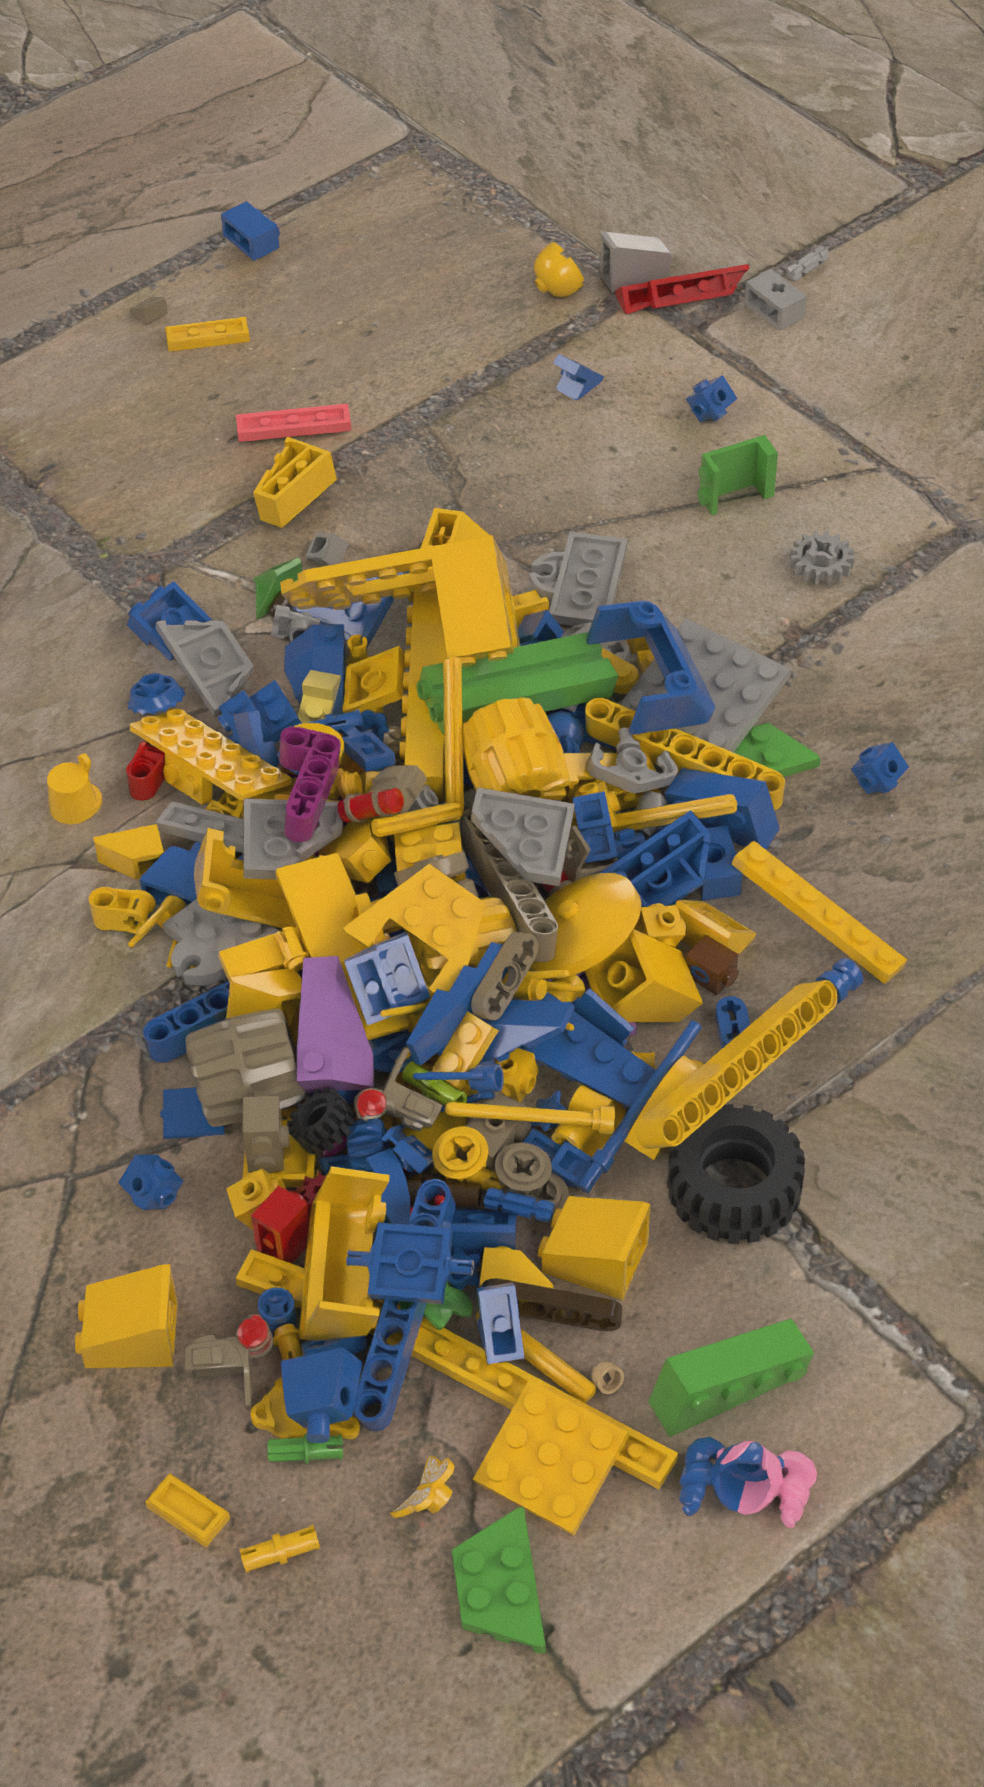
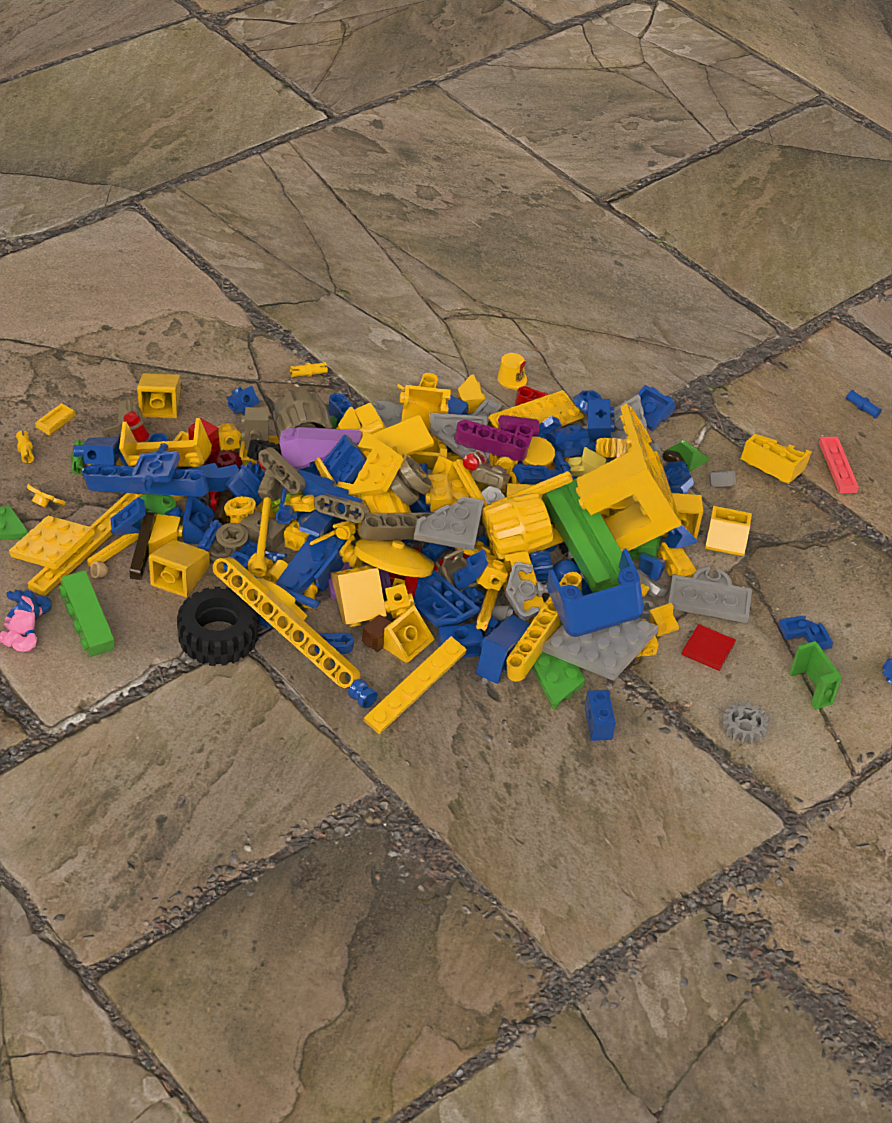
camera: 85 degrees right, 5 degrees down
(53, 1091) = (308, 369): none -> yellow pin
(154, 383) = (863, 404): none -> blue pin
(212, 674) = (600, 419): none -> blue brick
(263, 758) = (510, 423): none -> magenta brick
(289, 649) = (612, 447): none -> yellow gear
(392, 1077) = (272, 460): none -> dark tan beam
(636, 484) = (799, 627): none -> blue plate
(680, 589) = (708, 647): none -> red tile
(838, 705) = (599, 715): none -> blue brick
(879, 768) = (540, 729): blue brick -> none

